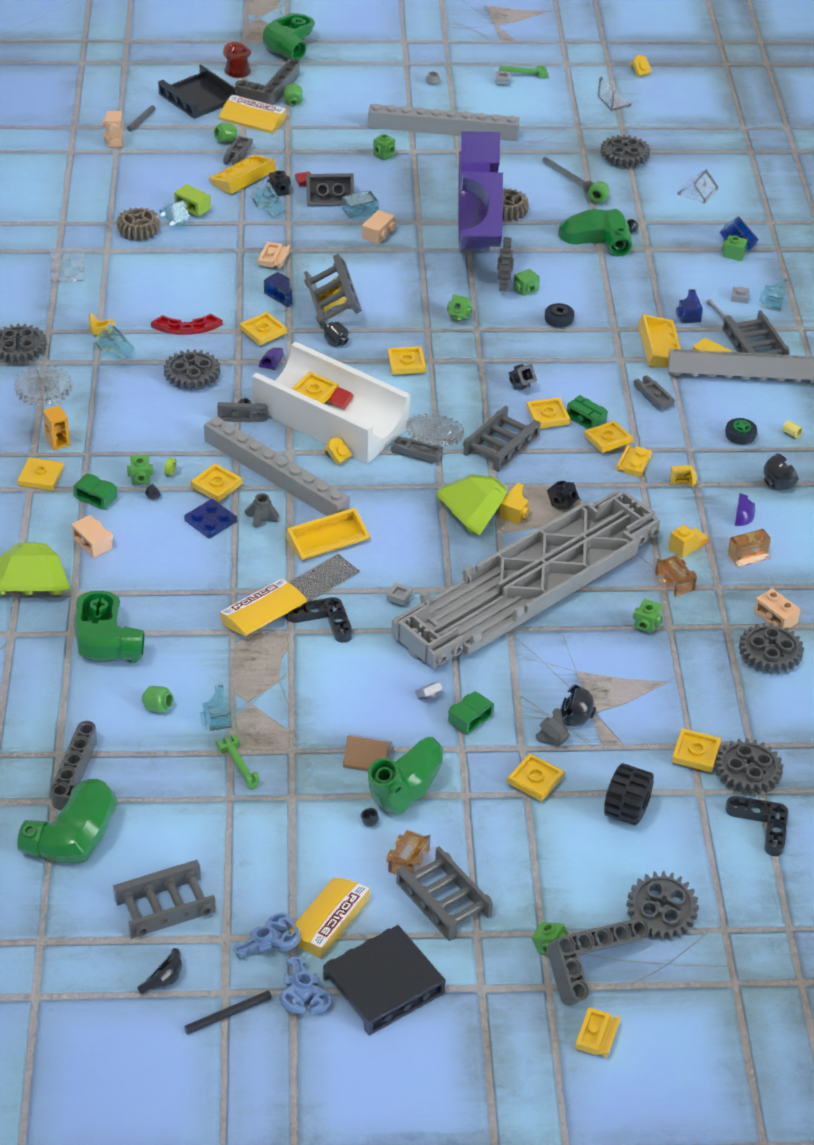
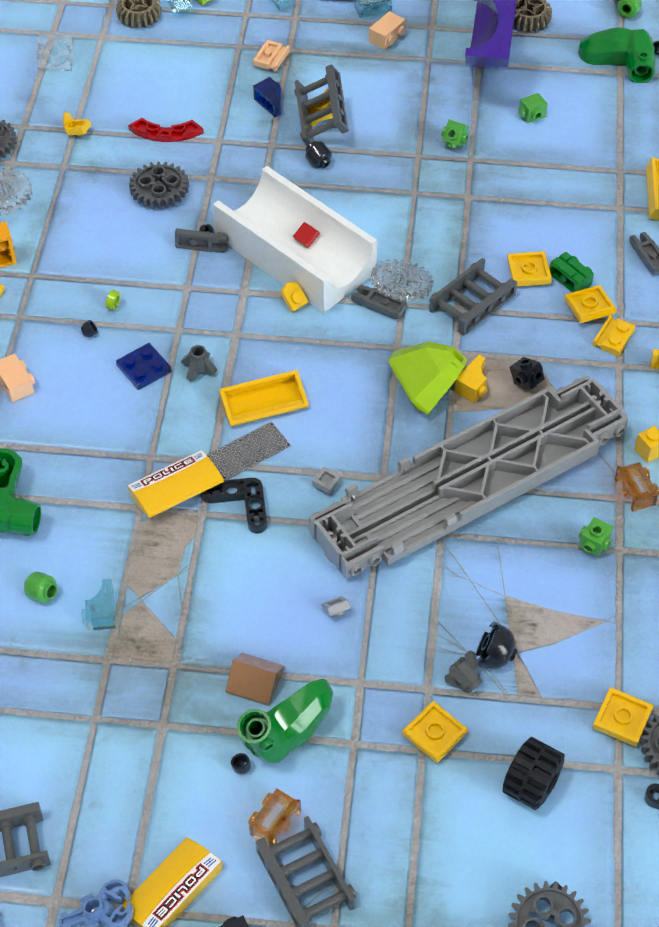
camera: 10 degrees right, 10 degrees up
(95, 491) = (28, 323): green brick -> none
(114, 342) = (84, 146): clear light blue arch -> none
(139, 469) = (79, 301): bright green brick -> none
(216, 482) = (157, 323): yellow plate -> none
(251, 779) = (121, 699): bright green hinge -> none
(263, 328) = (243, 141): yellow plate -> none
(271, 358) = (245, 178): dark purple brick -> none
(275, 467) = (223, 312): light grey brick -> none
(316, 387) = (279, 222): yellow plate -> none
(406, 360) = (387, 192): yellow plate -> none
(470, 712) = (377, 640): green brick -> none
(505, 264) = (511, 87): dark grey gear -> none
(522, 376) = (508, 223): black brick -> none
(559, 315) = (561, 150): black wheel -> none

